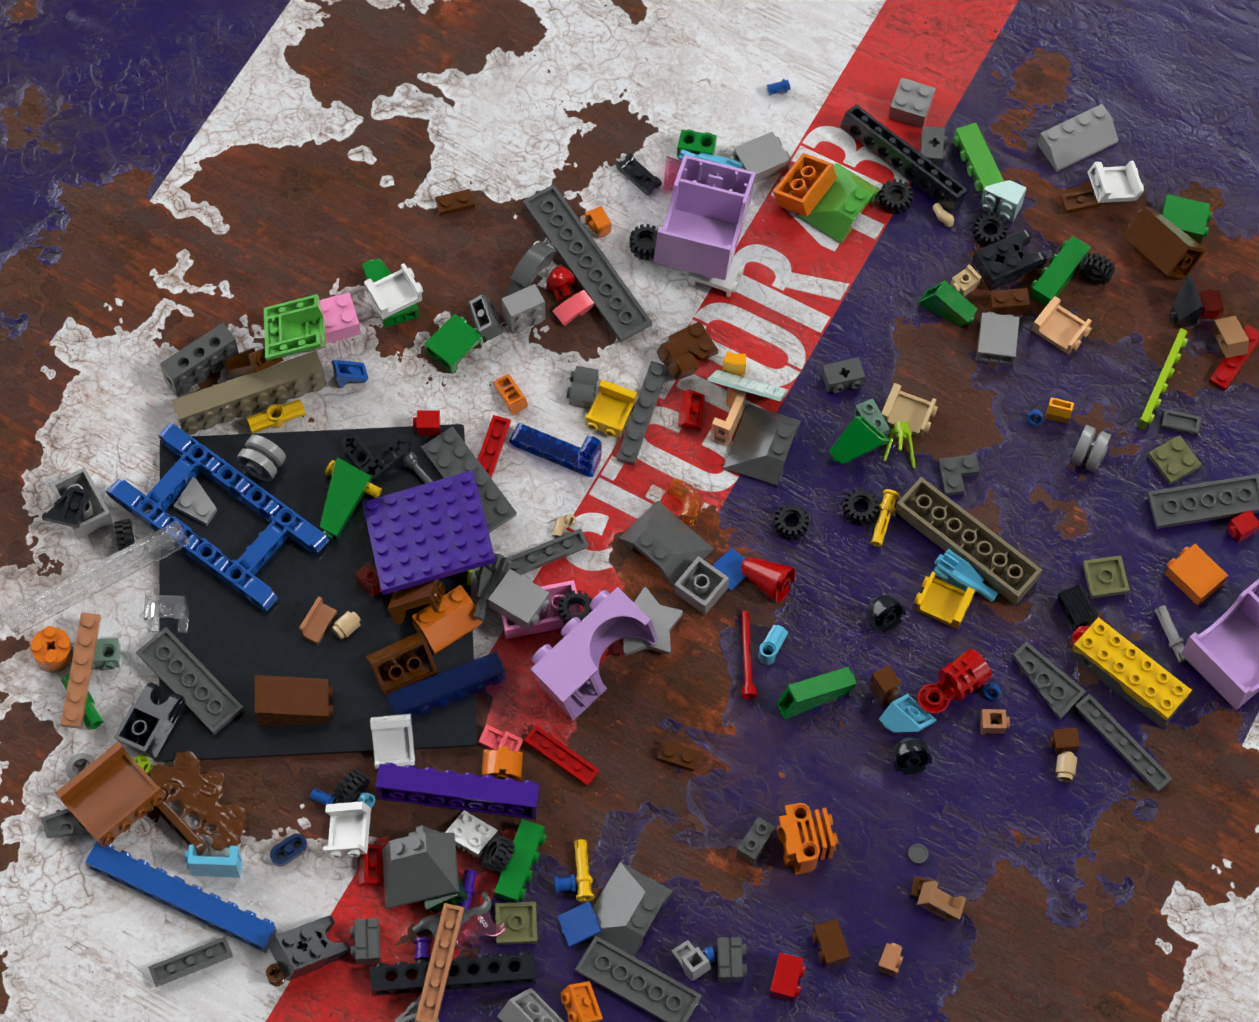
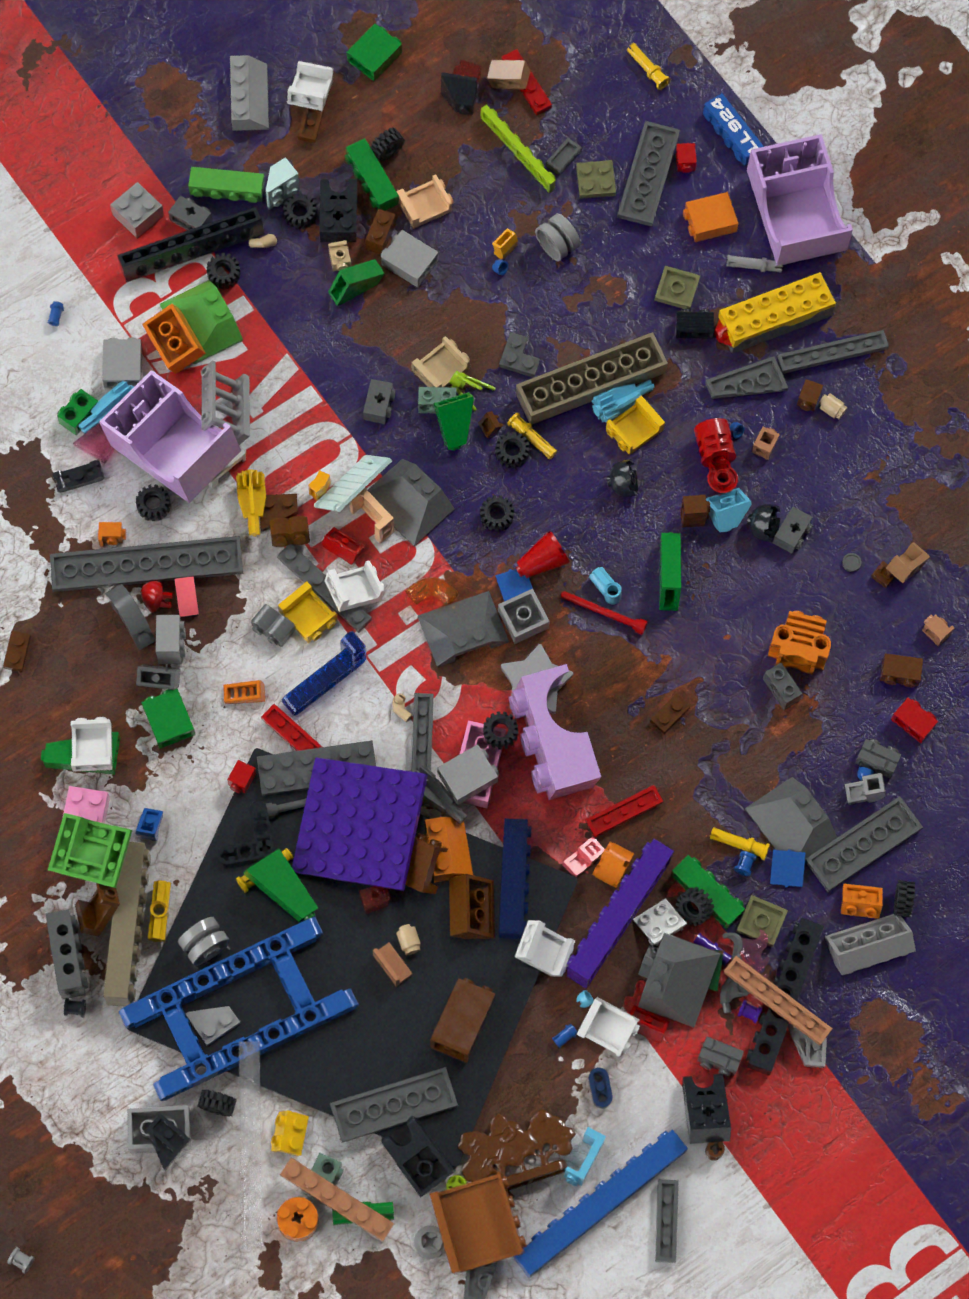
camera: 65 degrees left, 5 degrees up
(126, 610) = (289, 1132): none -> yellow bracket
(159, 391) = (75, 1007): none -> black bush
(166, 607) = (320, 1082): clear panel -> none
(351, 786) = (570, 1005): black tyre -> none
(653, 434) = (354, 587): none -> white panel
(691, 314) = (251, 497): none -> yellow piece
(776, 262) = (239, 399): none -> light grey fence
(874, 476) = (490, 424): none -> reddish brown tile
(928, 781) = (795, 520): none -> dark grey brick
(1164, 243) = (392, 79): reddish brown slope -> none

